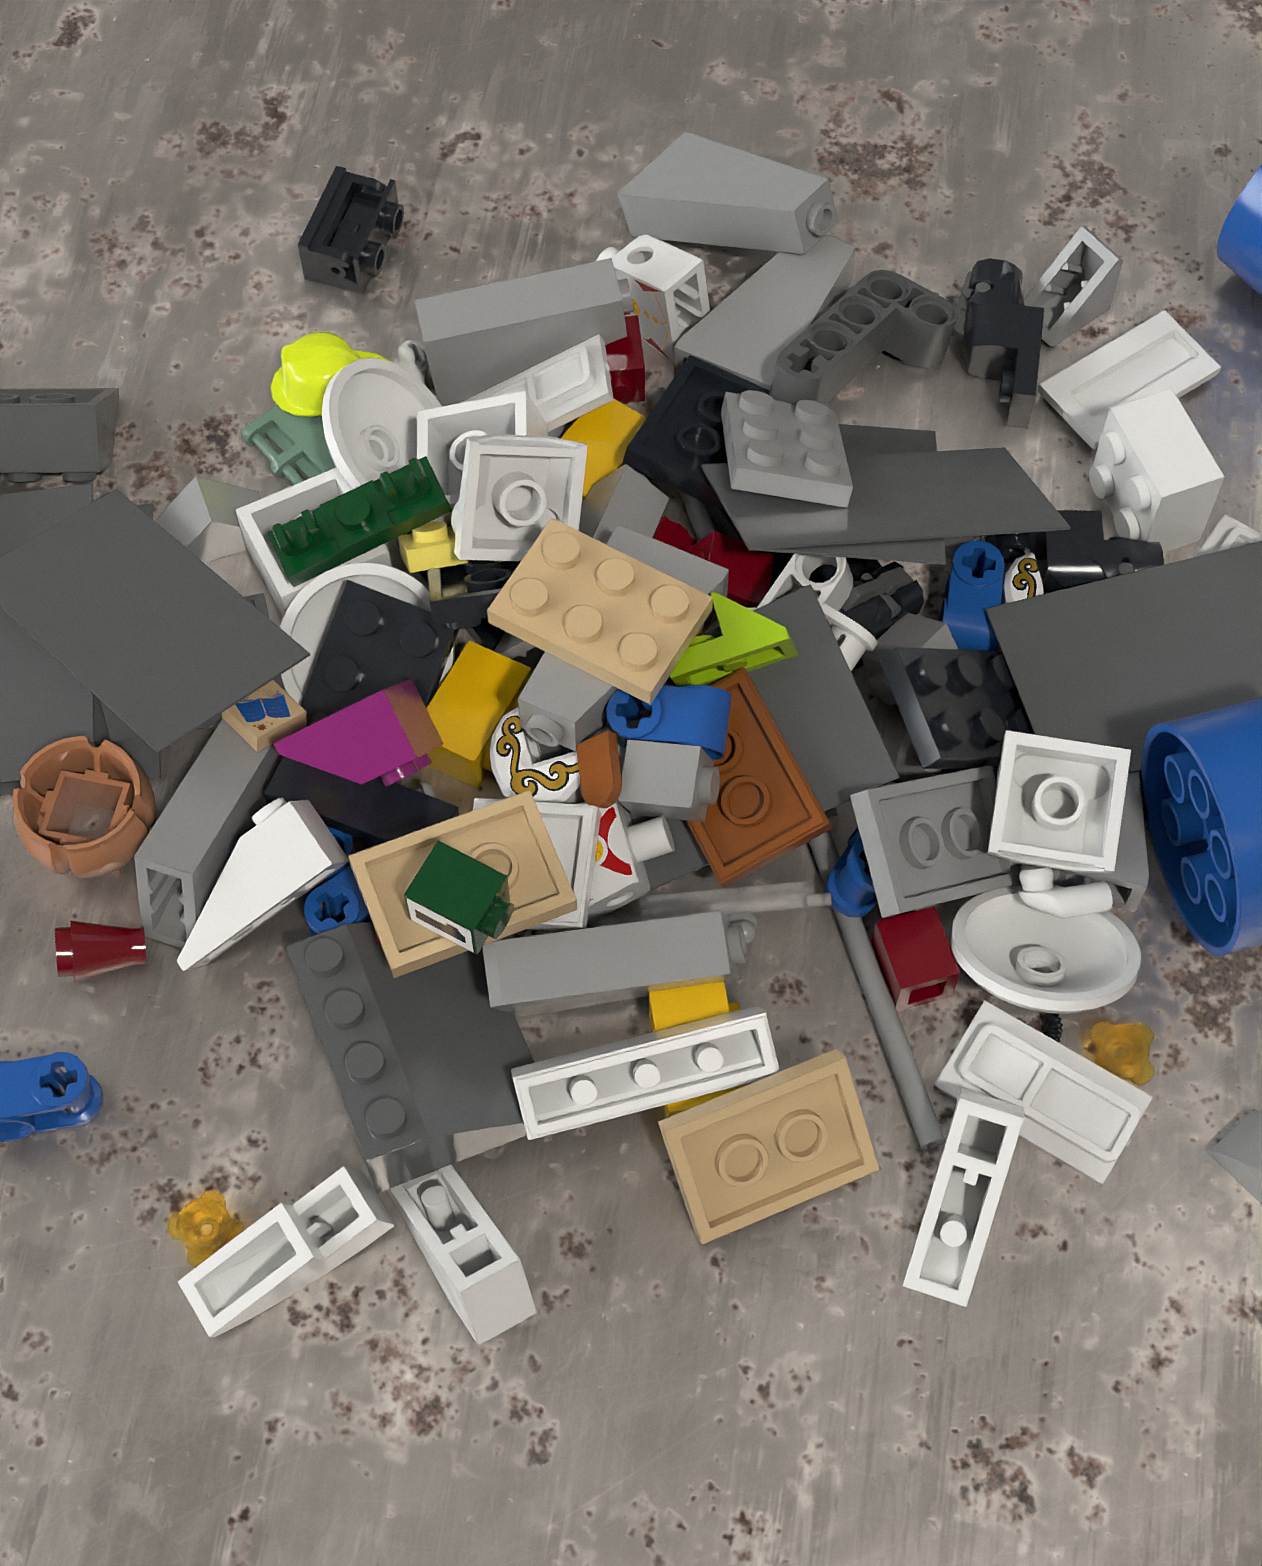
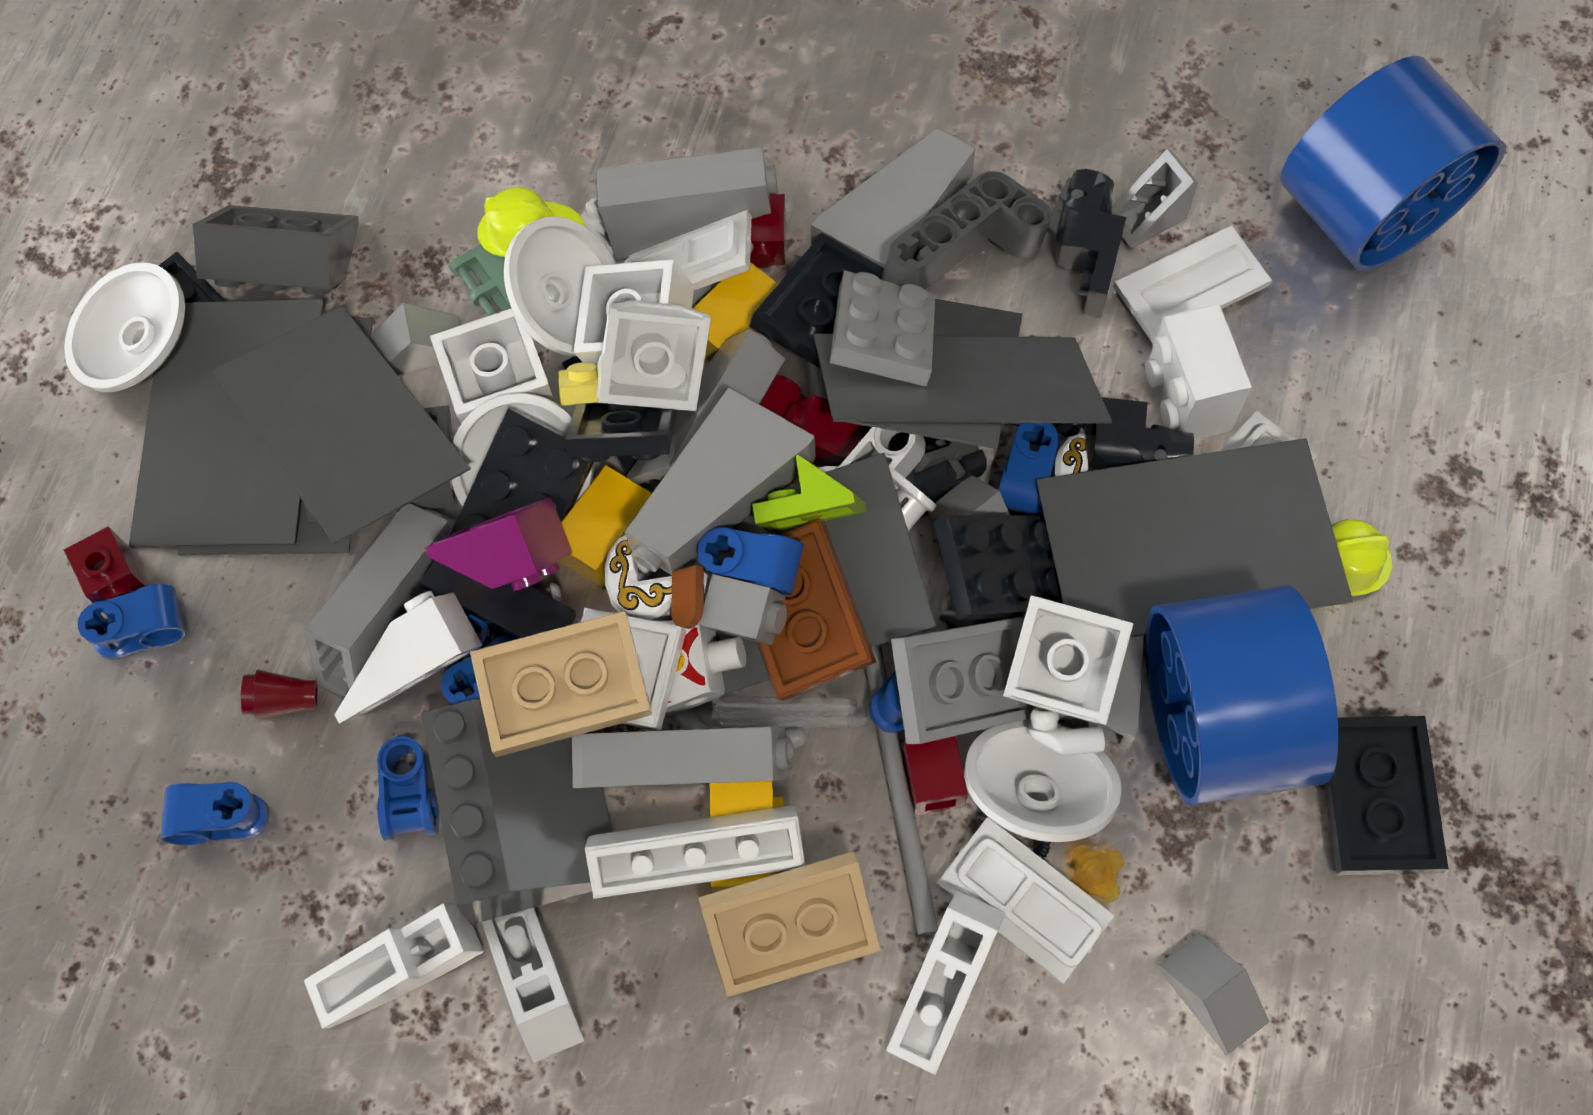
camera: 10 degrees right, 5 degrees up
(81, 773) = (252, 569): nougat piece -> none
(198, 1212) = (319, 931): clear yellow plate -> none
(266, 716) = (431, 516): tan tile -> none
(275, 1052) = (409, 799): none -> blue piece
(350, 231) = (561, 96): black hinge -> none
(359, 521) = (525, 357): dark green plate -> none
(459, 898) = (551, 701): dark green brick -> none
(600, 610) = (702, 463): tan plate -> none
(665, 289) = (805, 170): white torso -> none
(727, 198) = (873, 97): light grey slope -> none

